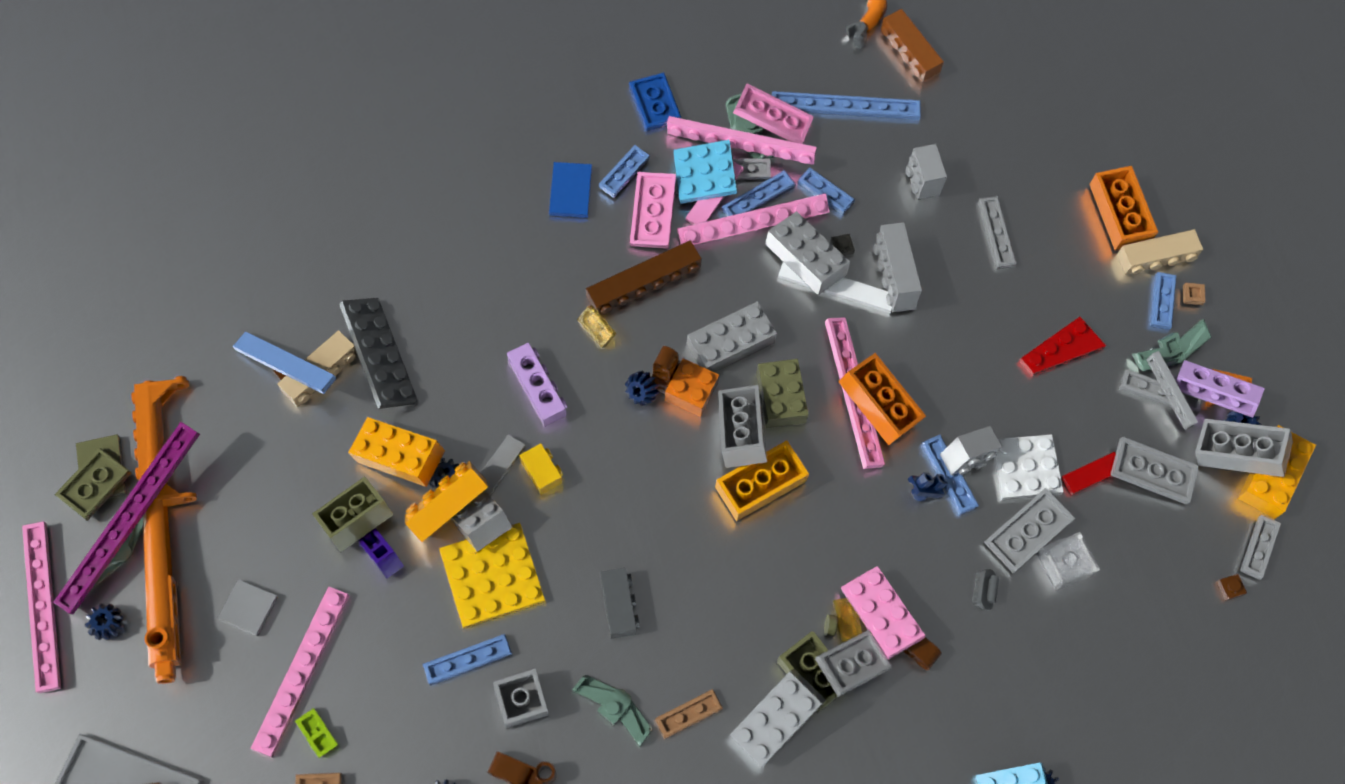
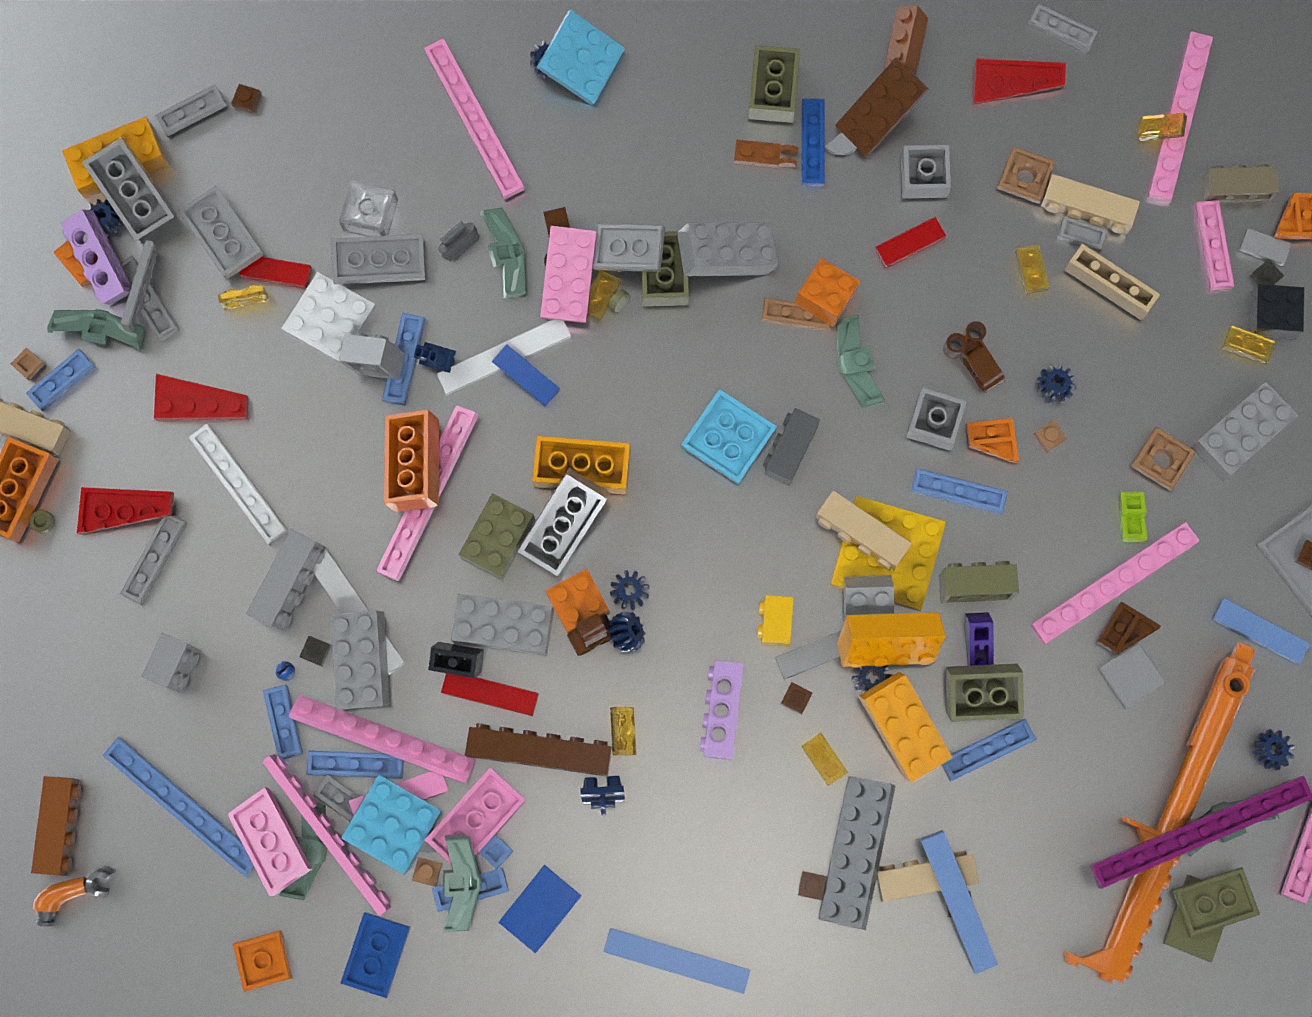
camera: 135 degrees left, 10 degrees up
(161, 709) = (1261, 631): none -> medium blue tile
(272, 638) = (1125, 629): none -> reddish brown wing
(326, 484) = (988, 749): none -> medium blue tile
(396, 316) = (812, 885): none -> reddish brown plate
(407, 591) = (978, 582): none -> olive brick
(422, 754) = (1050, 436): none -> medium nougat plate
(442, 399) = (824, 759): none -> clear yellow plate
(457, 215) = (677, 960): none -> medium blue tile
(466, 719) = (994, 438): none -> orange wing
(490, 427) = (796, 698): none -> reddish brown plate
(520, 570) = (862, 530): none -> tan brick
(589, 276) = (602, 796): none -> dark blue hips
(624, 202) = (496, 852): none -> medium blue plate
(632, 165) = (461, 883): none -> sand green plate
(656, 425) = (621, 592): none -> dark blue gear
(660, 164) = (427, 871): none -> medium nougat plate
(671, 579) = (728, 436): none -> medium azure plate
(676, 743) = (827, 292): none -> orange brick
(705, 294) = (491, 693): none -> red tile
(722, 56) = (262, 961): none -> orange tile
(744, 293) = (456, 659): none -> black brick
(848, 225) = (288, 673): none -> blue hinge
(853, 520) = (525, 375): none -> blue tile
(881, 526) = (481, 365): none -> white tile
(942, 603) = (506, 252): none -> sand green plate
(986, 313) = (238, 484): none -> white tile
(1046, 245) = (119, 507): none -> red wing
(1056, 693) = (474, 119): none -> bright pink plate
(1088, 207) = (41, 521): none -> olive tile
(1093, 444) = (238, 298): none -> clear yellow plate

